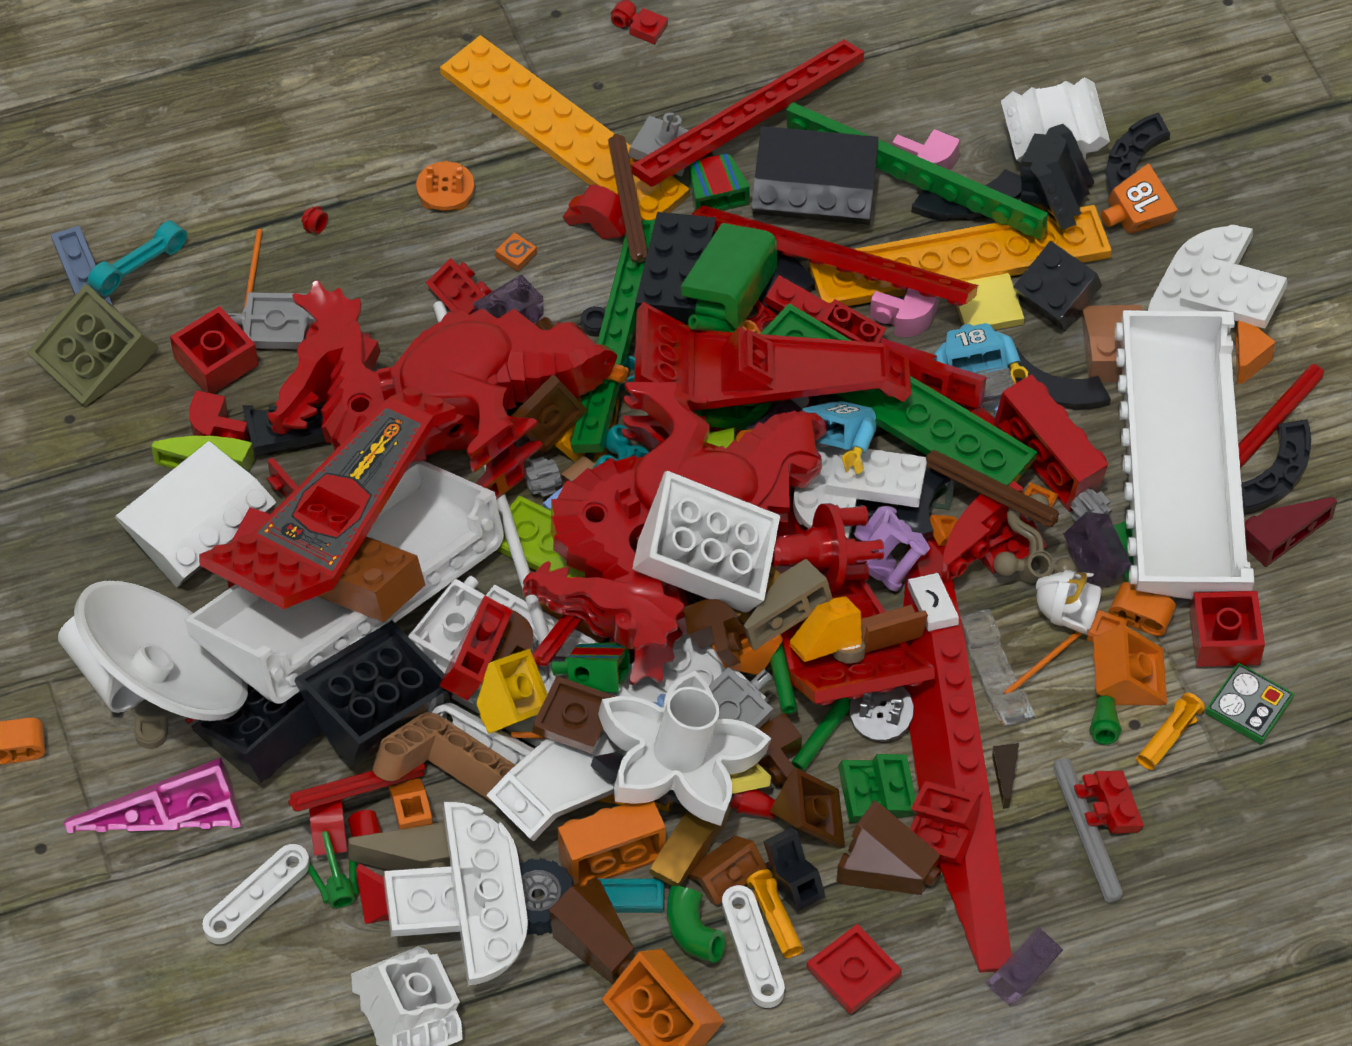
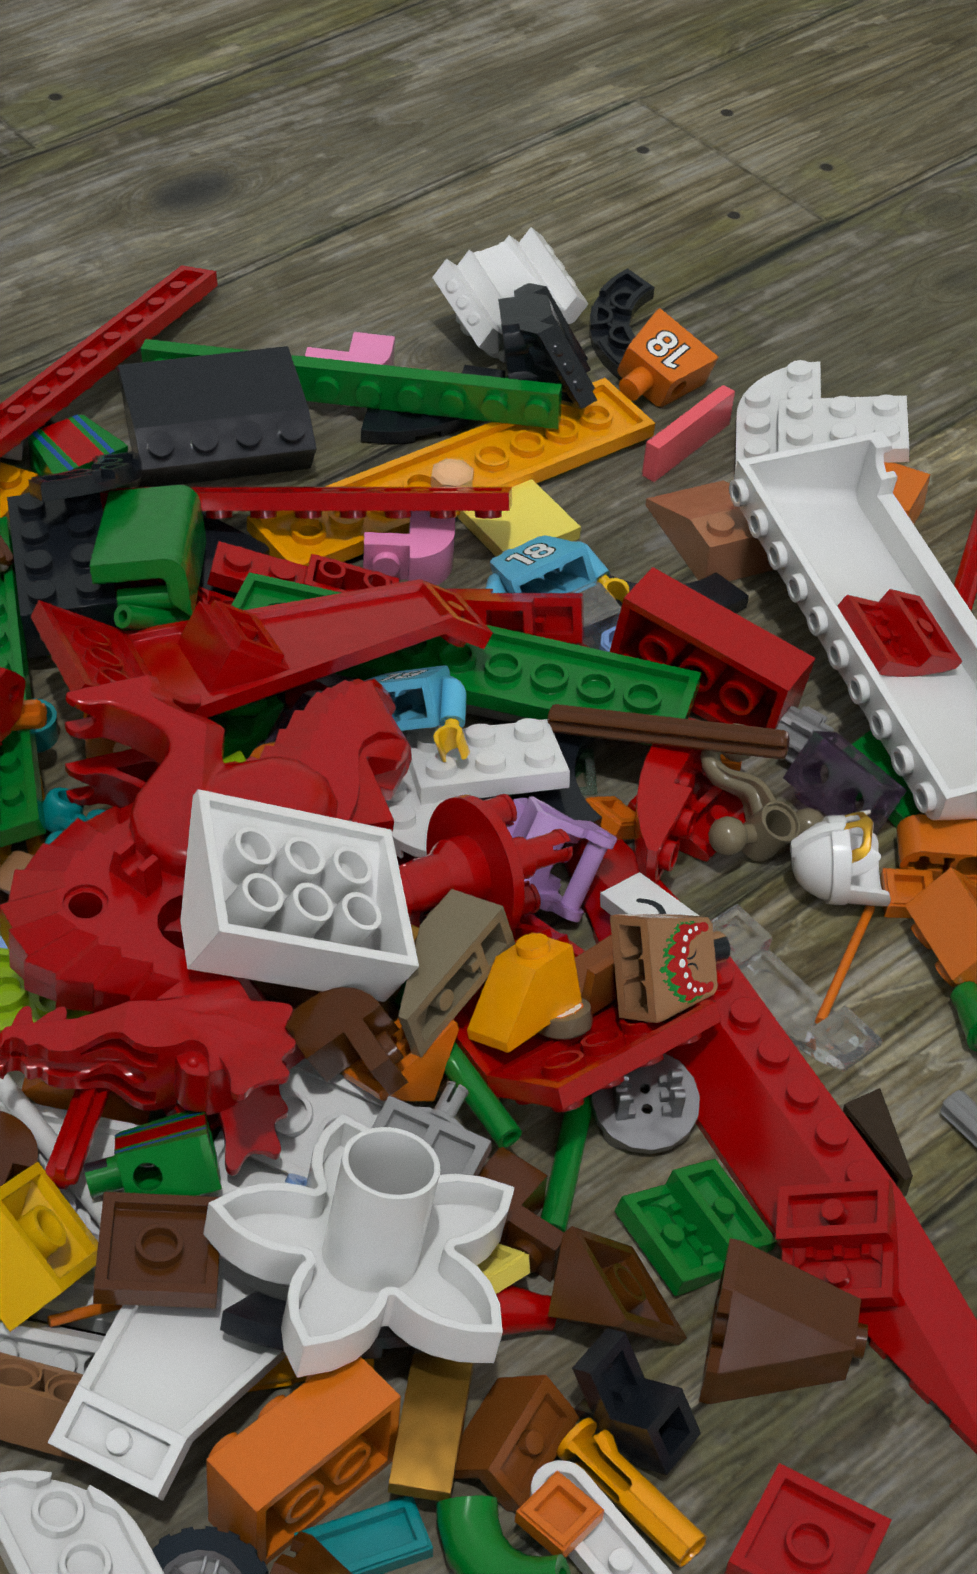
camera: 25 degrees left, 10 degrees down
(728, 210) = (106, 473): none -> black tile
(729, 912) = (559, 1515): none -> orange tile
(914, 635) = (664, 963): none -> medium nougat torso
(950, 262) = (452, 474): none -> light nougat tile
(1057, 286) = (611, 473): black brick -> none
(1135, 261) = (688, 433): none -> coral tile
(1182, 458) = (900, 634): none -> red slope

